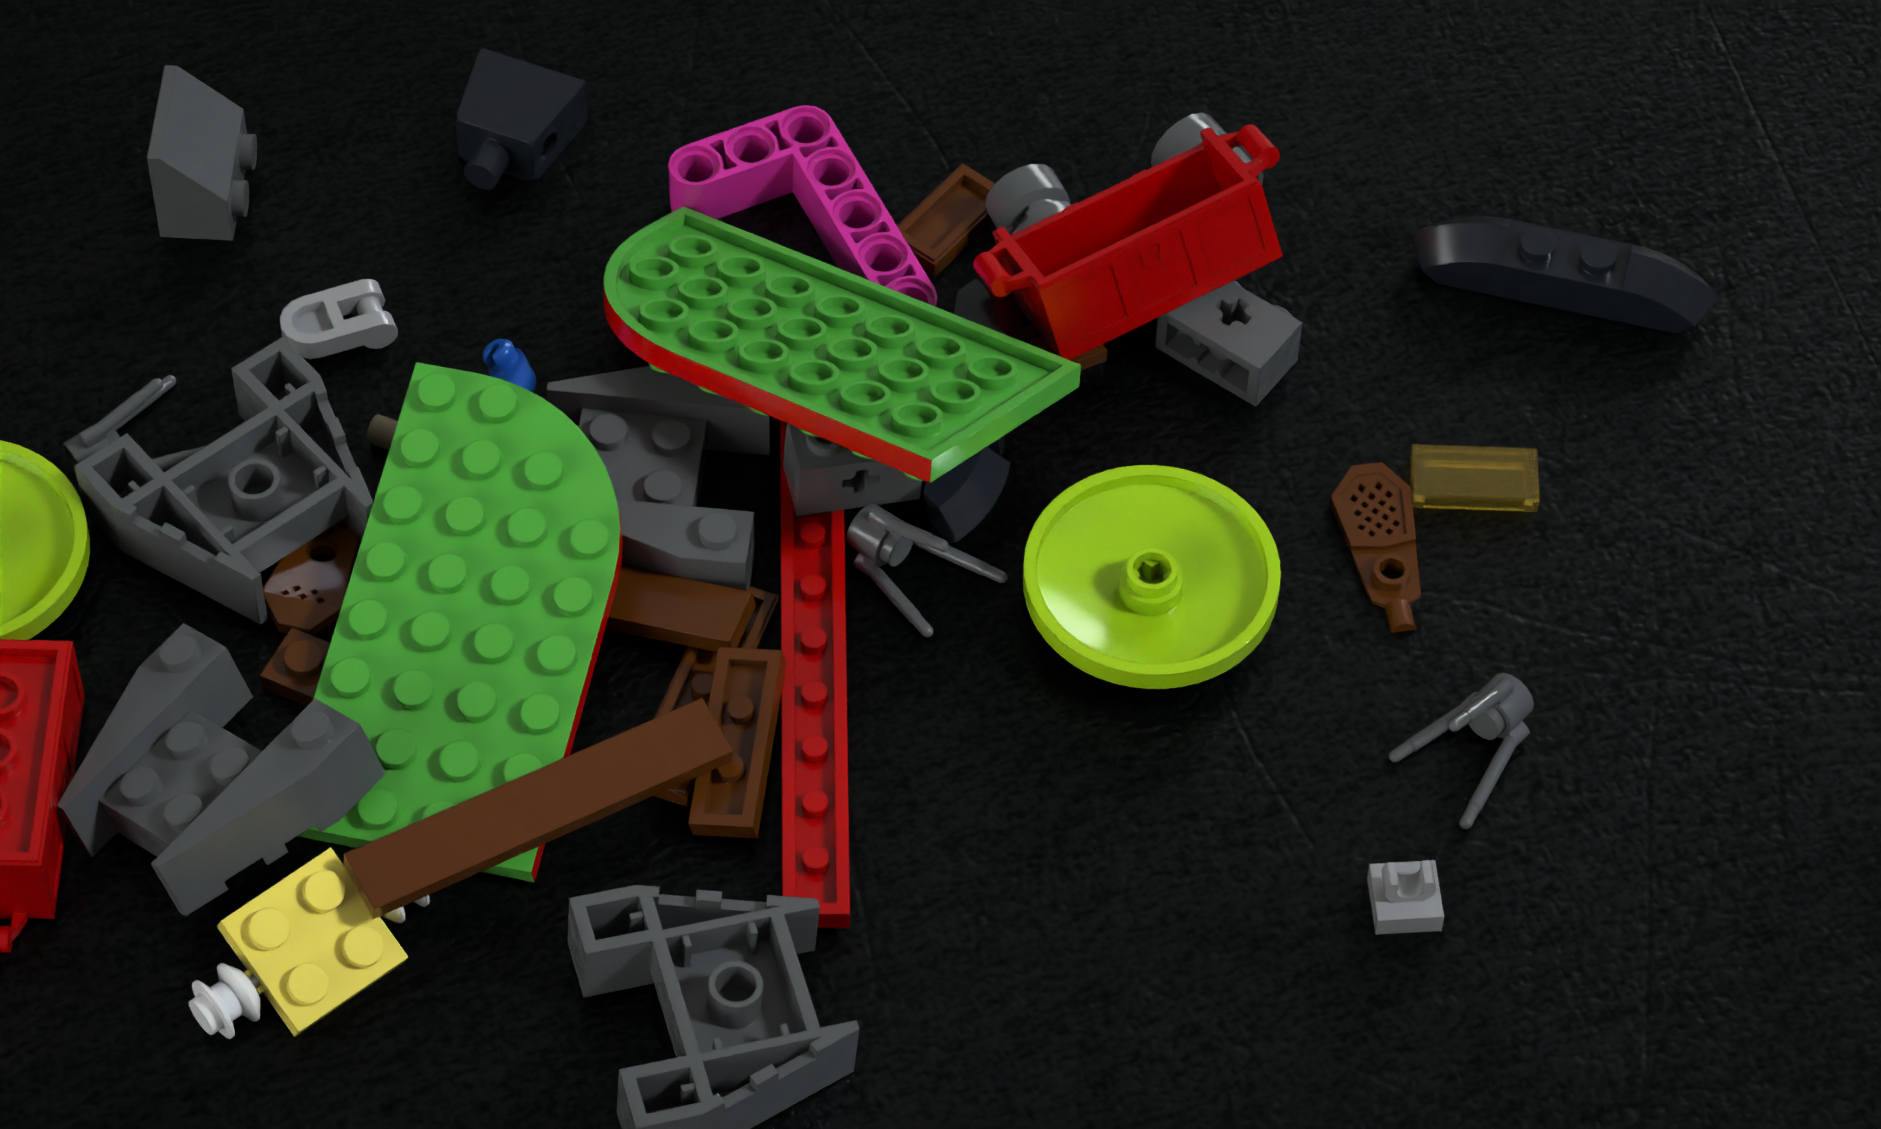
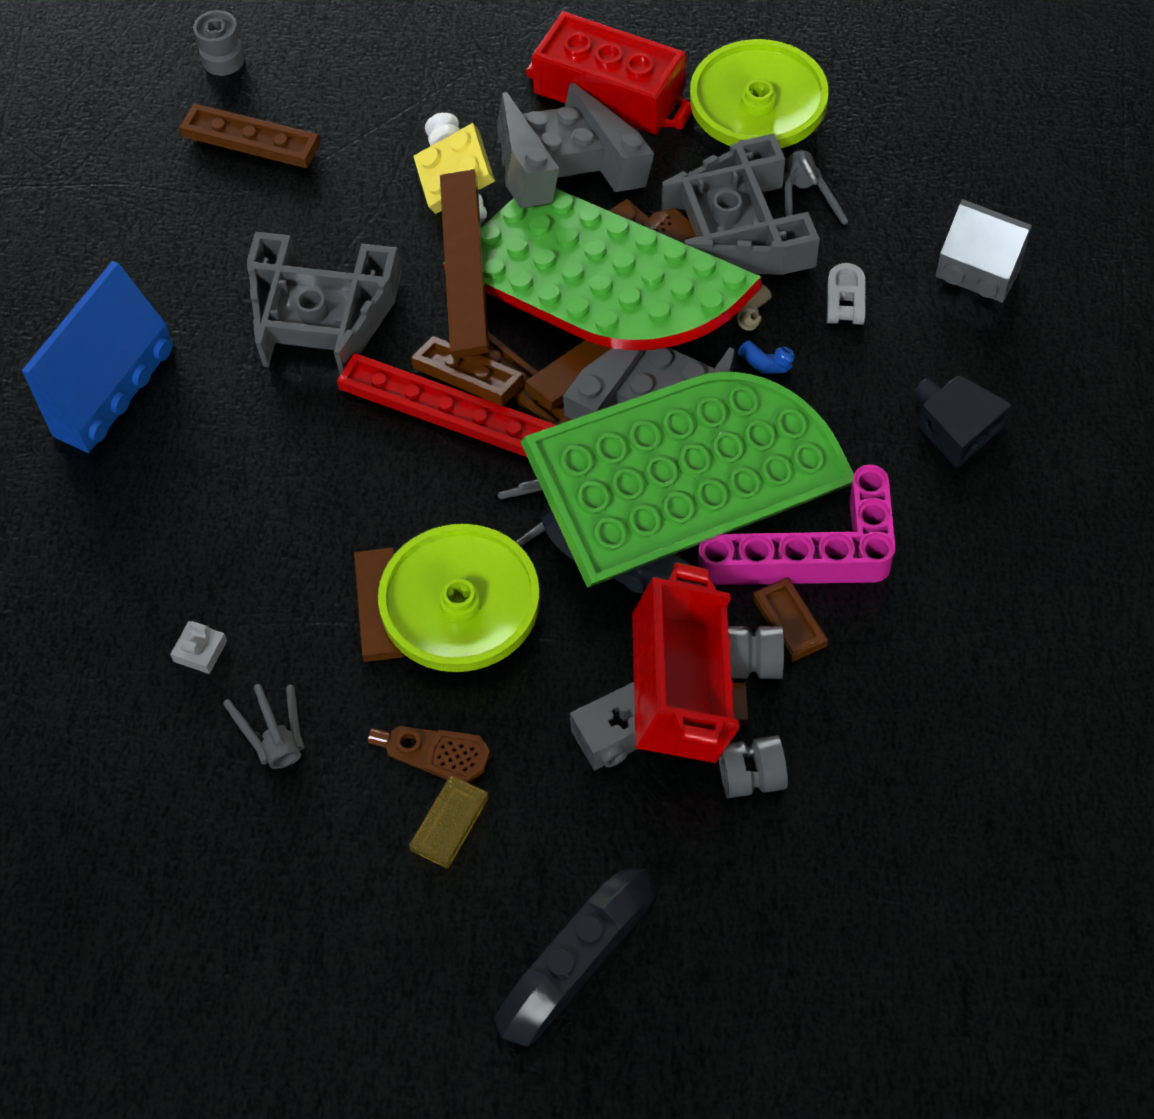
camera: 120 degrees right, 5 degrees up
(1174, 718) = (374, 639): none -> reddish brown tile

